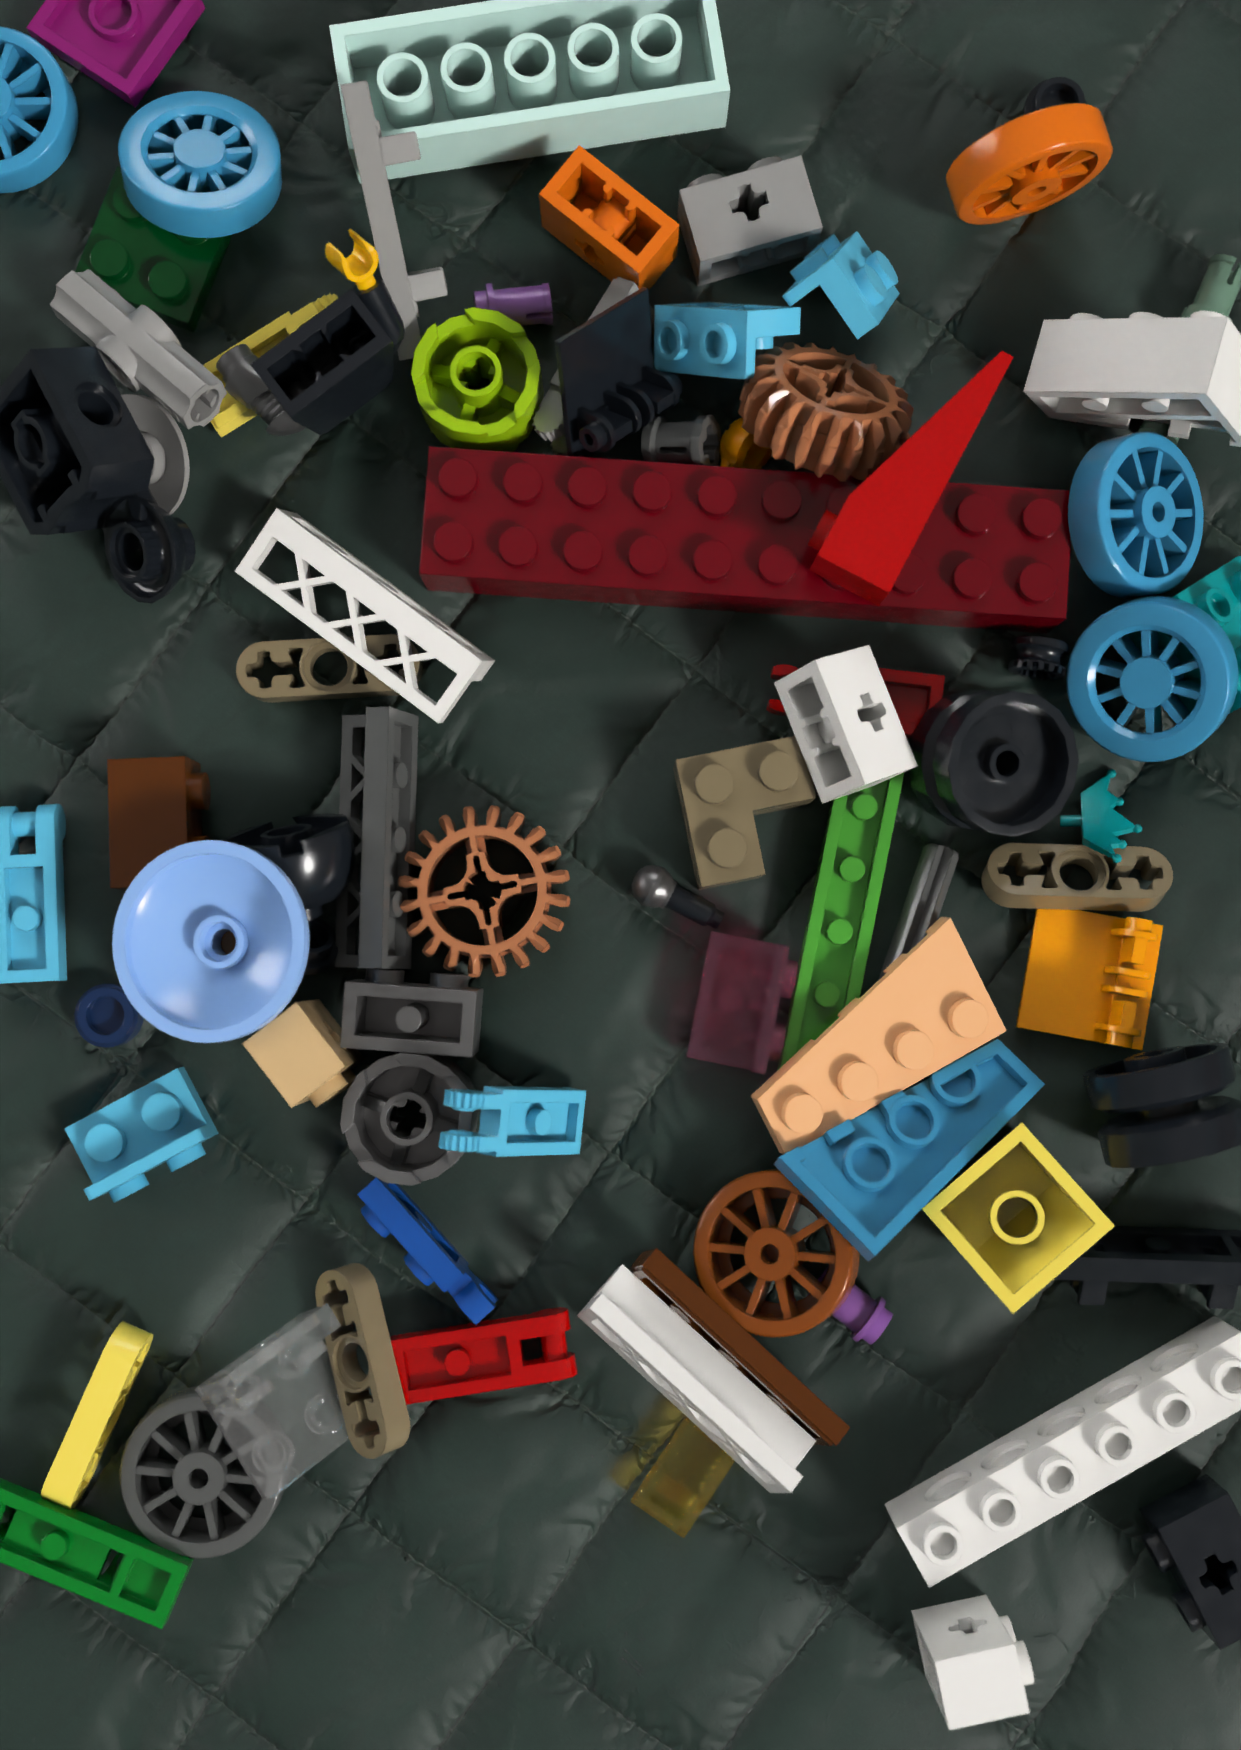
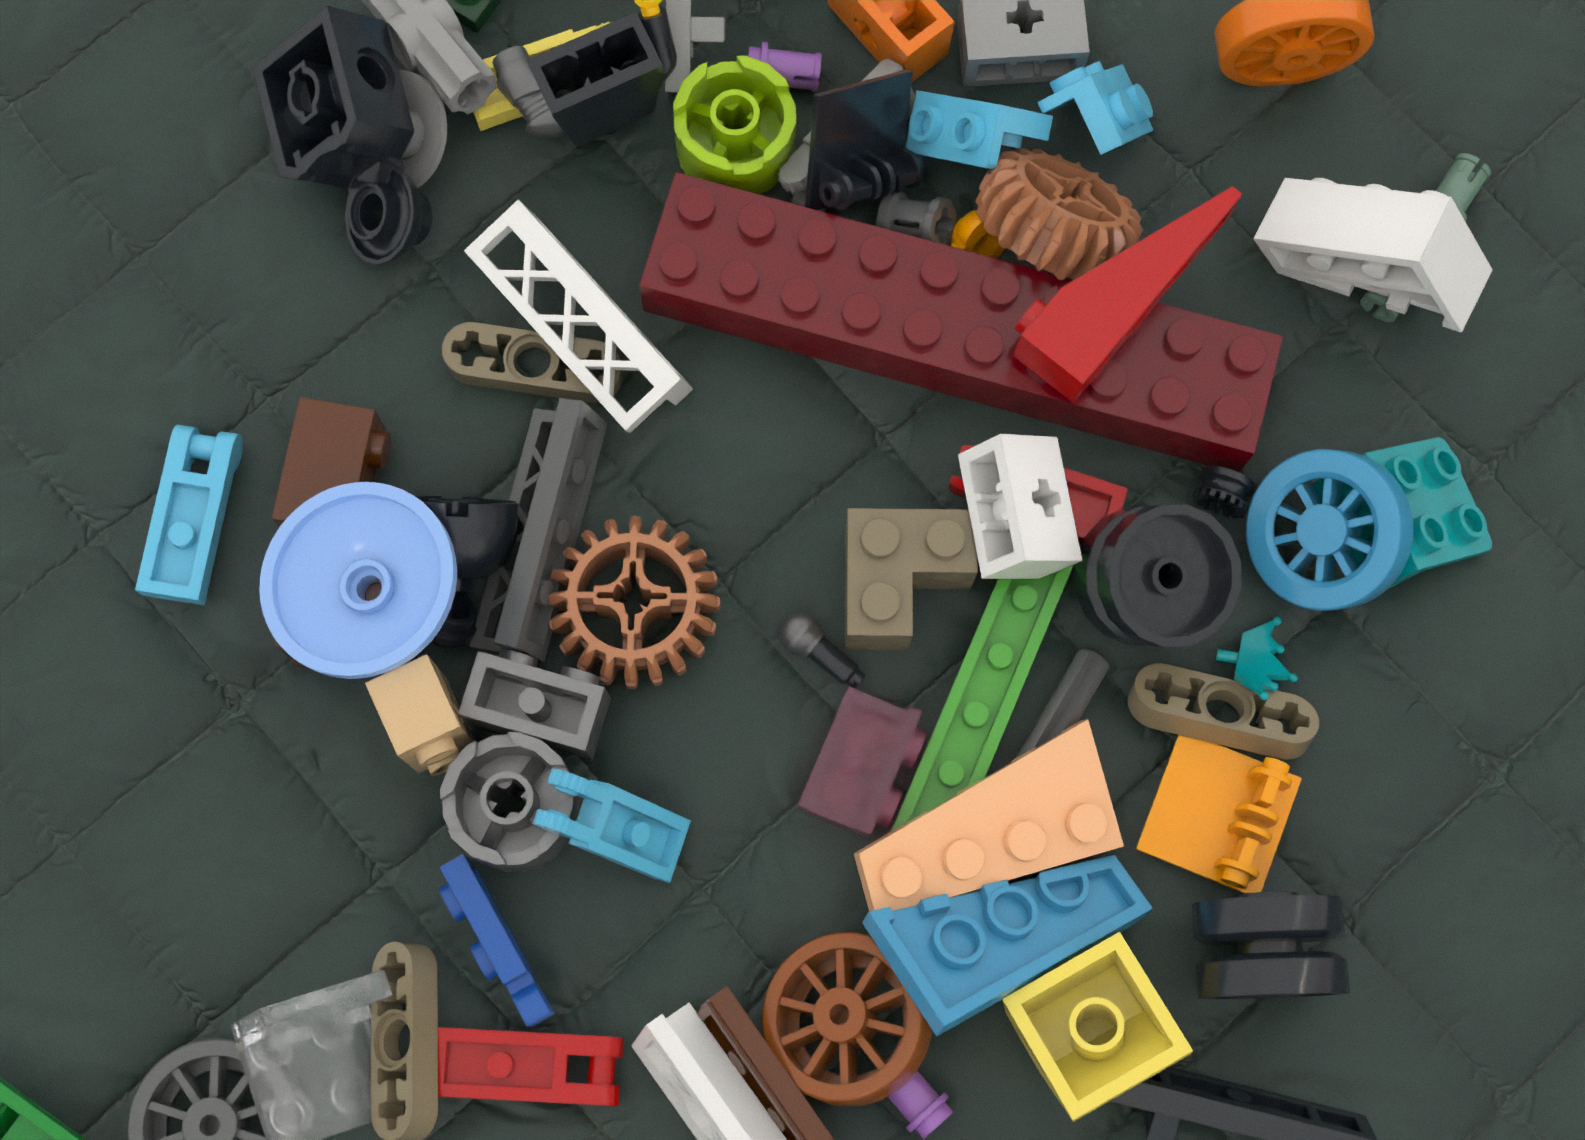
camera: 10 degrees right, 10 degrees down
(96, 1415) = (122, 1042): light yellow beam -> none
(107, 1016) = (236, 648): dark blue tile -> none
(141, 1132) = (237, 770): medium azure bracket -> none
(1135, 515) = (1353, 384): dark azure wheel -> none

